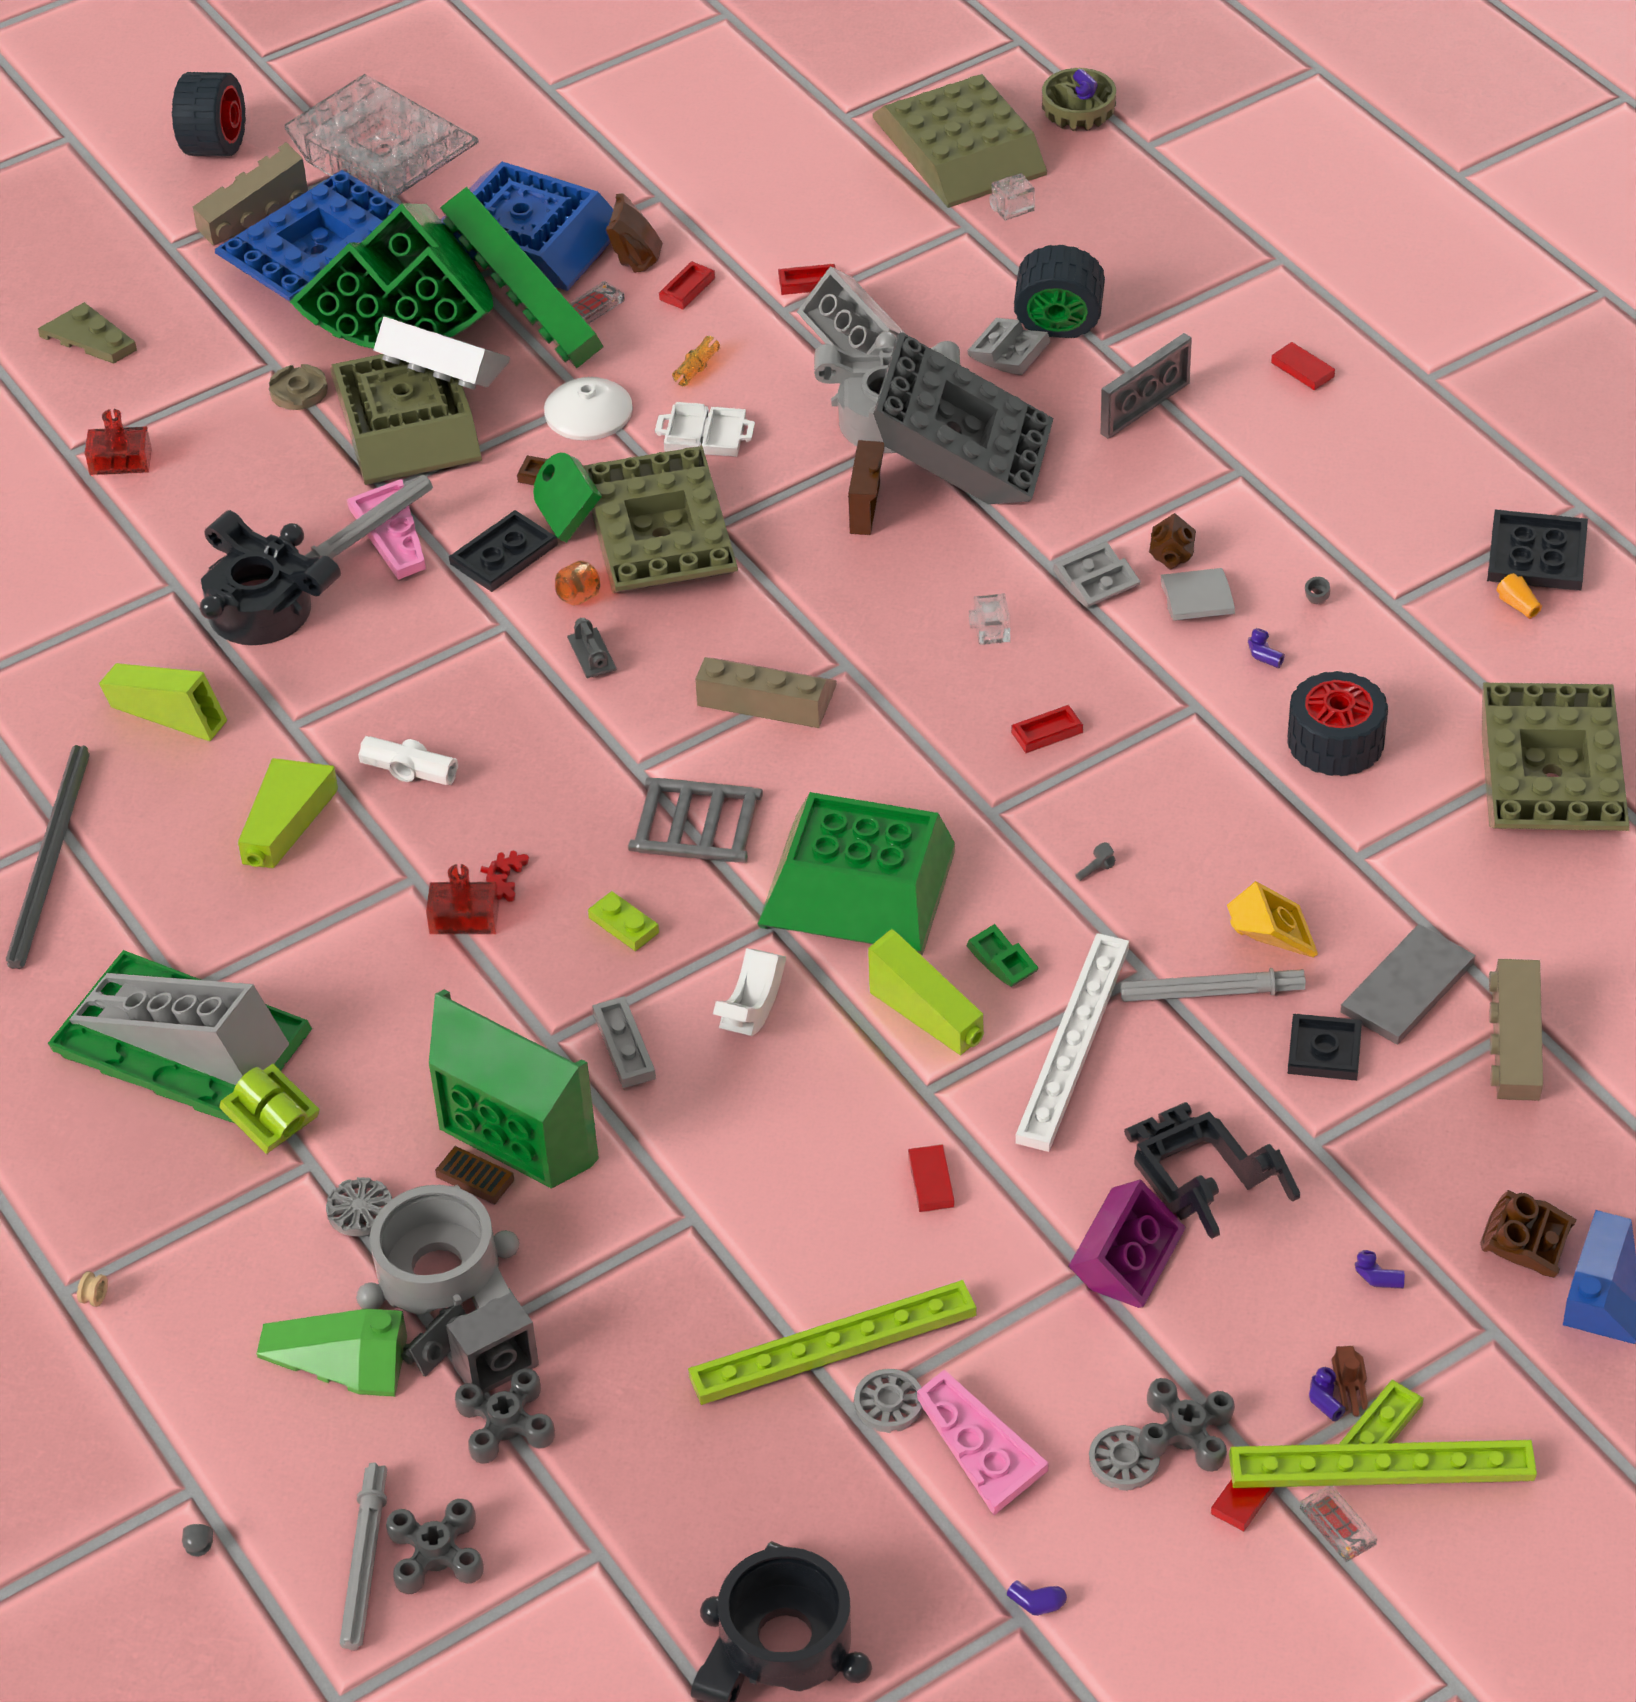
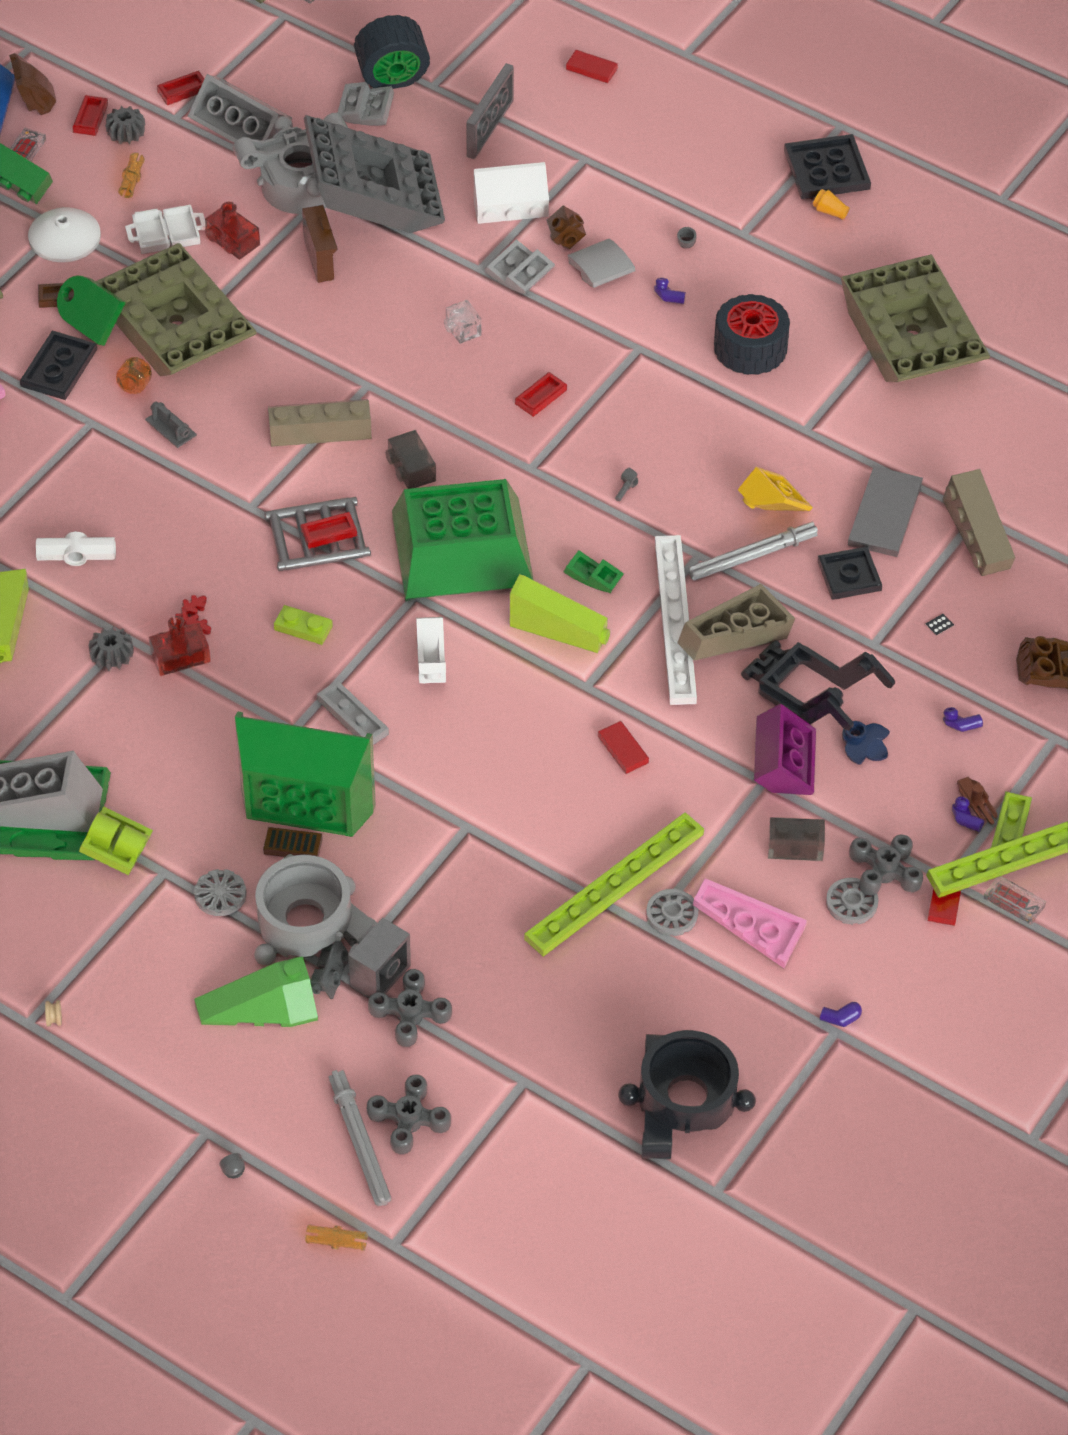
camera: 25 degrees left, 5 degrees up
(271, 1669) = (336, 1237): none -> clear yellow pin
(385, 885) = (111, 648): none -> dark grey gear
(707, 818) = (328, 530): none -> red tile
(717, 303) = (125, 125): none -> dark grey gear
(775, 449) = (232, 231): none -> clear red brick
(848, 763) = (411, 460): none -> clear smoke brick
(1086, 1356) = (796, 839): none -> clear smoke brick
(1123, 484) = (511, 193): none -> white slope
(1138, 1067) = (737, 624): none -> dark tan wedge
(1241, 1265) = (867, 743): none -> dark blue plate
(1411, 1143) = (939, 624): none -> black sticker

